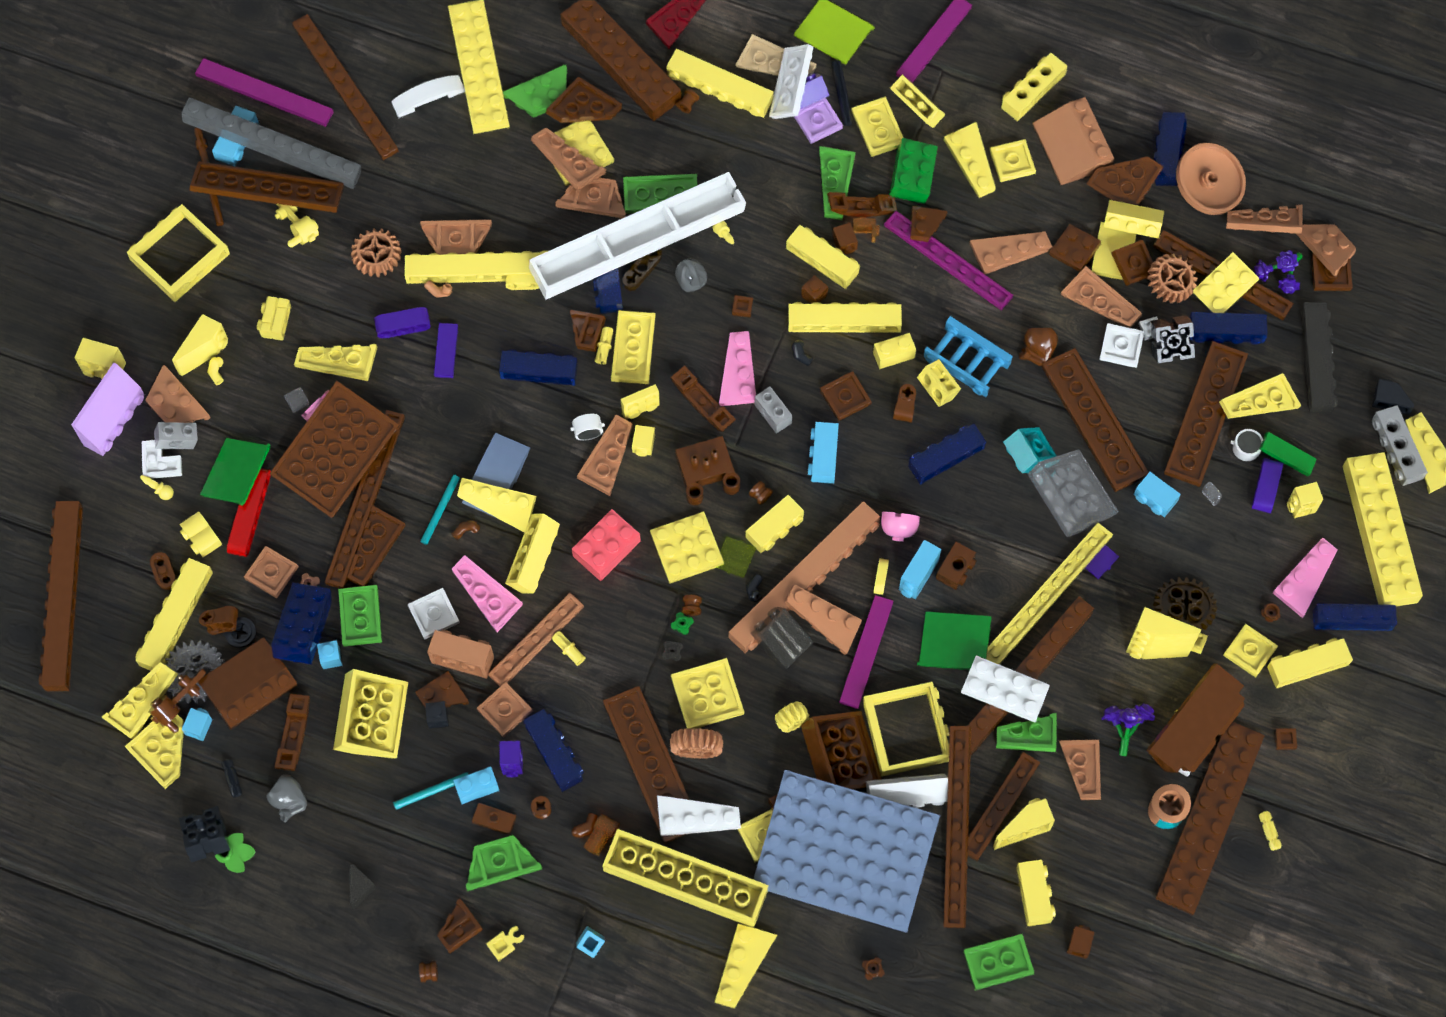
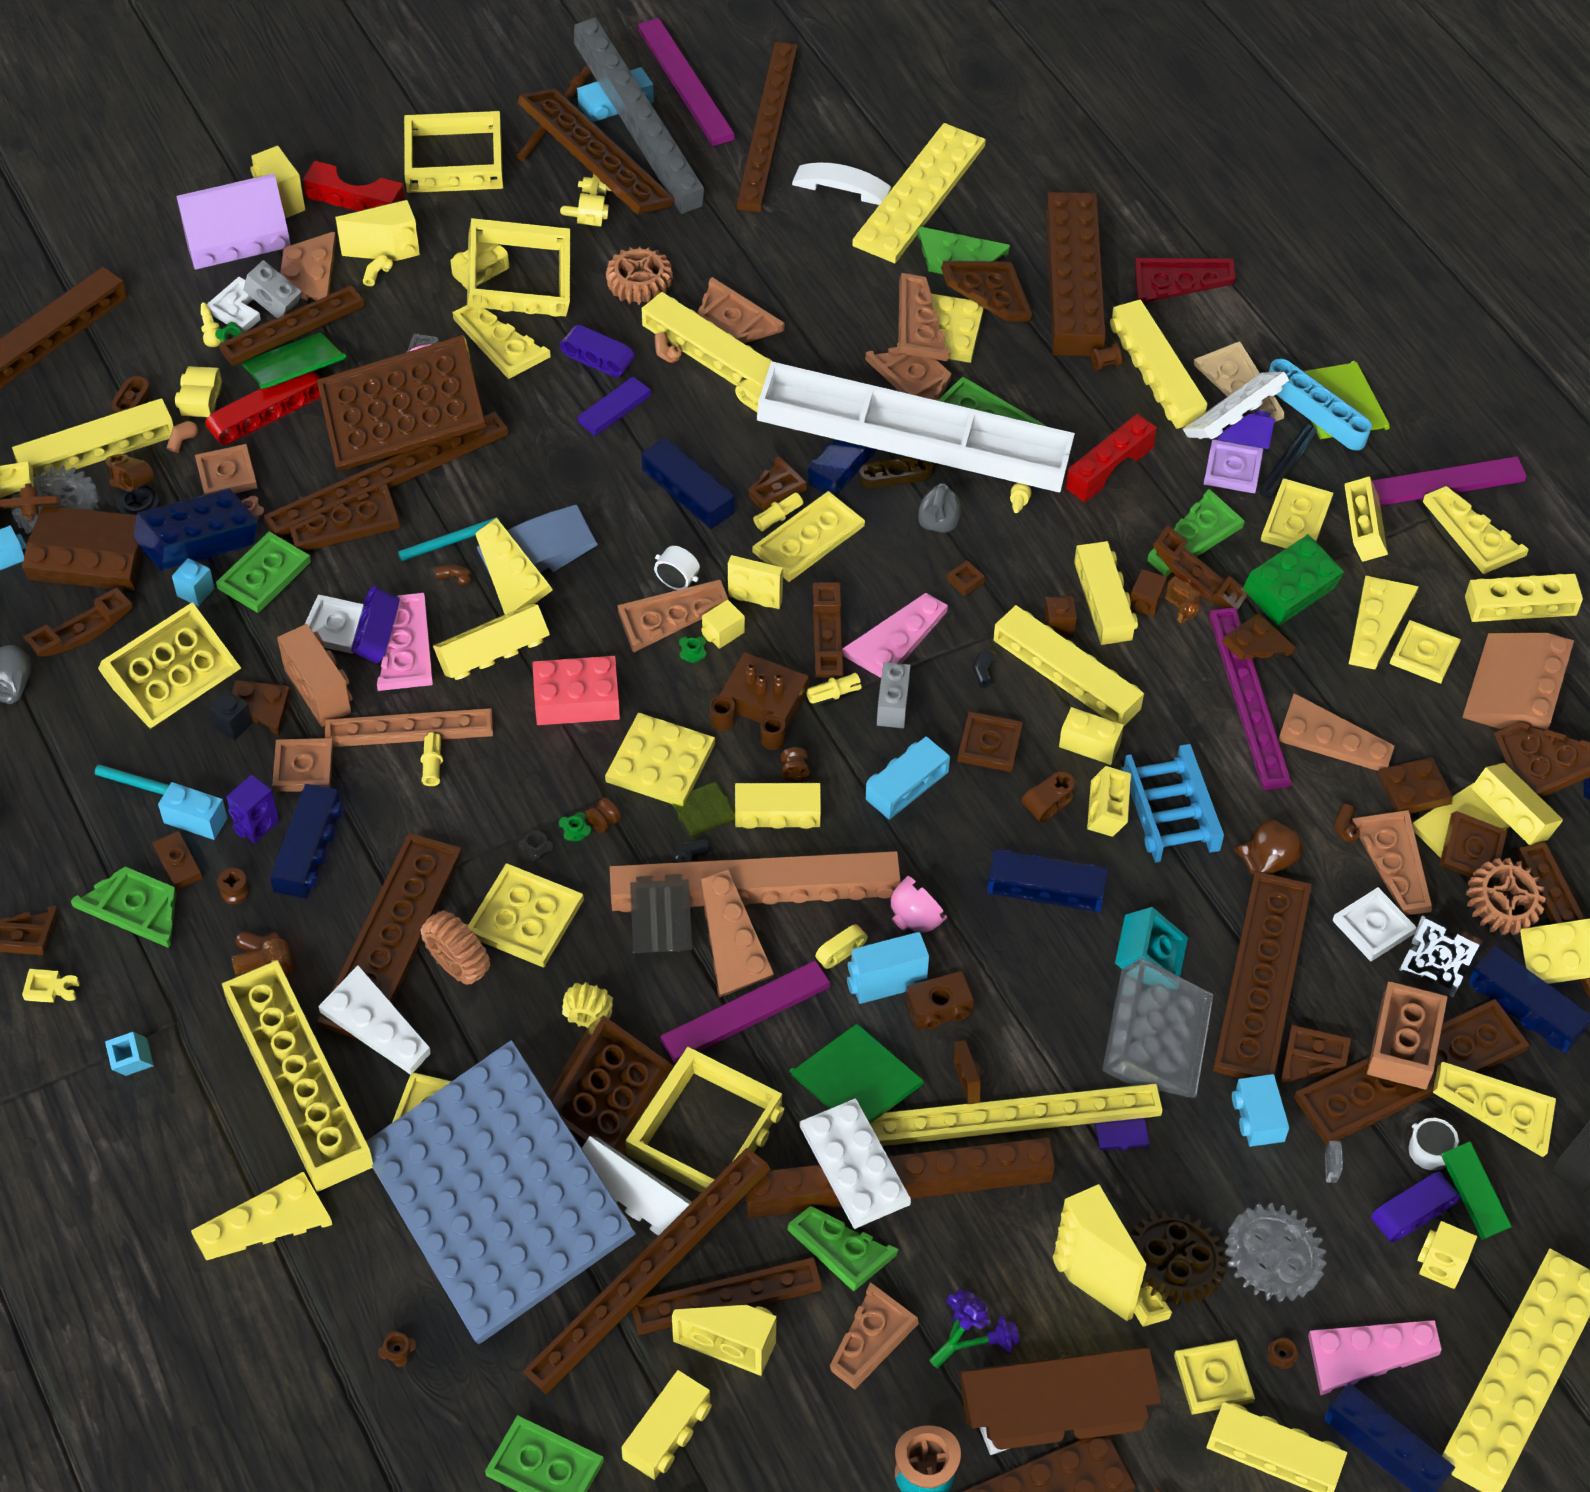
camera: 40 degrees right, 15 degrees down
(168, 321) = (324, 185): none -> red arch
(182, 482) = (231, 328): none -> green plate
(207, 448) = (291, 325): none -> reddish brown plate
(218, 570) = (179, 433): none -> nougat arm
(292, 280) = (523, 236): none -> light yellow window
(459, 596) = (375, 624): none -> dark purple beam
(640, 473) = (692, 654): none -> green plate
(737, 430) = (833, 688): none -> light yellow axle
(751, 166) = (1092, 470): none -> red arch
(838, 41) = (1322, 406): none -> medium azure beam
(975, 64) = (1473, 532): none -> light yellow wing
(1006, 593) = (967, 1071): none -> reddish brown plate
(1059, 300) = (1343, 826): none -> reddish brown arm
(1153, 443) = (1313, 1054): none -> reddish brown wing
(1195, 398) = (1407, 1035): none -> nougat brick
(1213, 552) = (1275, 1252): none -> clear gear

